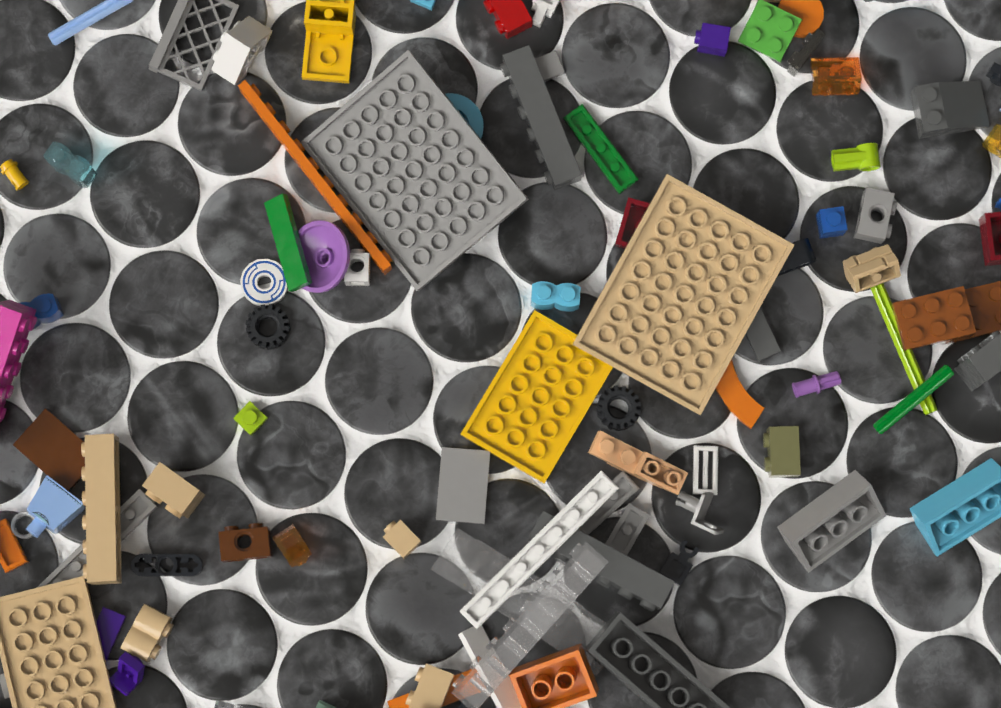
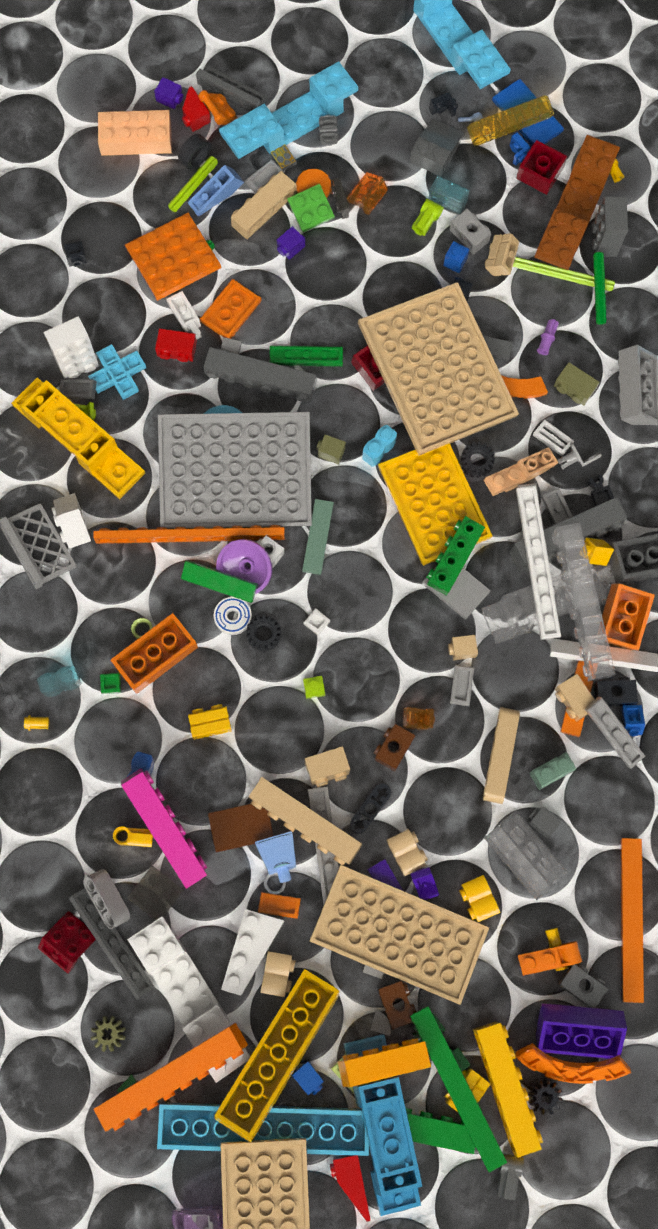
camera: 55 degrees left, 5 degrees down
(106, 215) = (110, 683): none -> green tile
(136, 342) = (209, 722): none -> yellow brick
(164, 235) = (154, 653): none -> orange brick
(180, 194) = (138, 621): none -> yellowish green piece
(316, 657) = (501, 755): none -> tan beam
(320, 371) = (316, 622): none -> white tile
(362, 566) = (462, 685): none -> light grey tile
(411, 306) = (318, 537): none -> sand green tile
(490, 460) = (455, 556): none -> green brick
(514, 250) = (331, 449): none -> olive brick
(592, 34) = (230, 309): none -> orange tile
(599, 602) = (598, 551): none -> yellow brick
(899, 162) = (449, 194): none -> clear light blue brick

